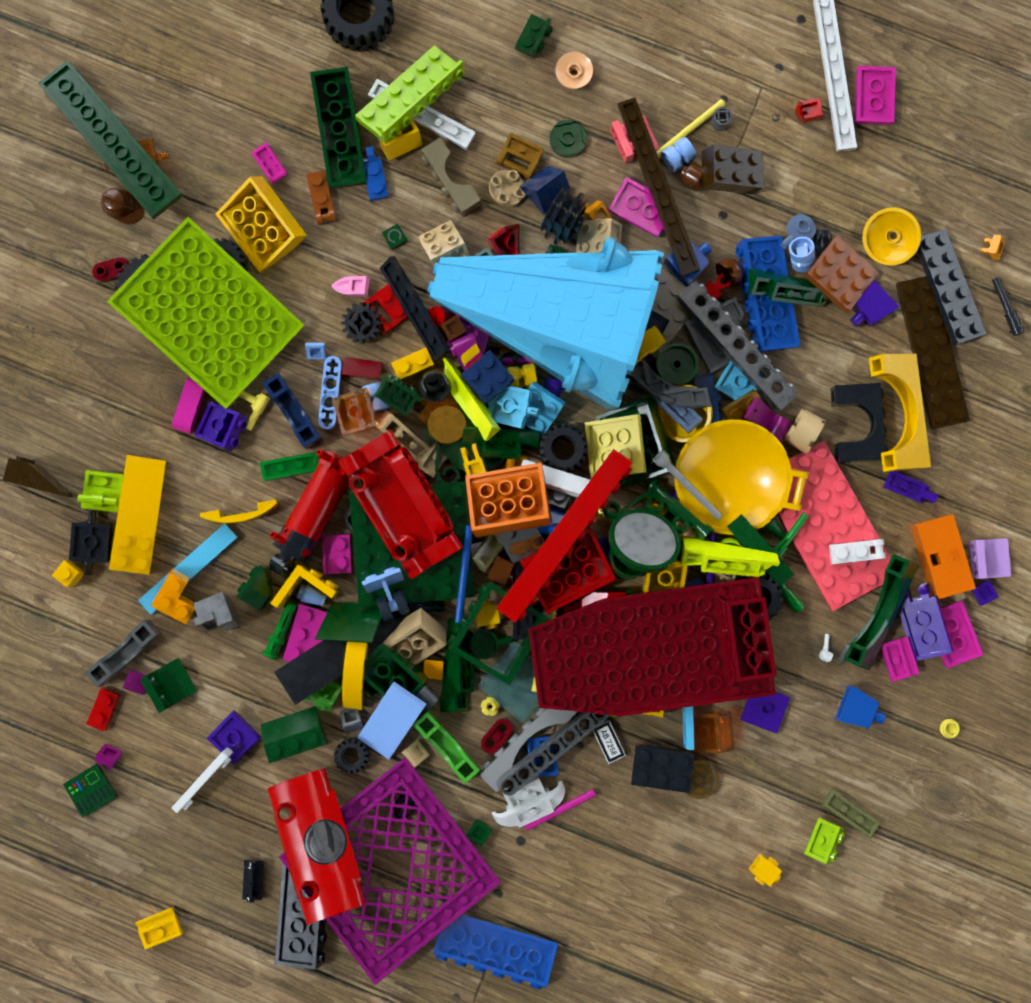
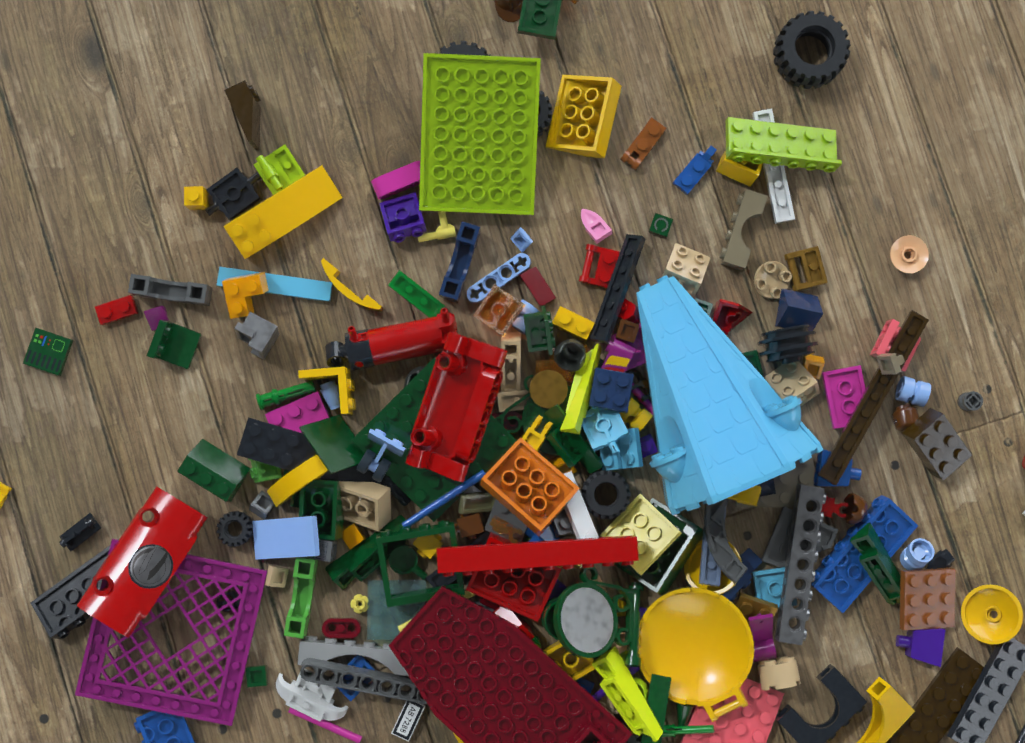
camera: 55 degrees right, 0 degrees up
(108, 756) = (84, 344): magenta tile -> none
(110, 269) = (452, 33): dark red plate -> none
(185, 801) = (98, 430): white plate -> none
(234, 734) = (175, 427): dark purple plate -> none
(258, 588) = (302, 351): dark green slope -> none
(269, 163) = (636, 82): dark pink plate -> none
(337, 554) = (379, 387): dark pink plate -> none
(338, 127) = (708, 111): dark green slope -> none
(362, 330) = (566, 262): black gear -> none
(533, 36) = (908, 200): dark green bracket -> none
(568, 138) = (851, 294): dark green tile -> none
(643, 152) = (890, 363): none -> dark tan tile
(662, 459) = (661, 581): light grey piece -> none
(679, 354) = (755, 533): dark green wheel -> none
(691, 127) = (944, 383): light yellow piece -> none
(798, 226) = (936, 533): sand blue piece -> none

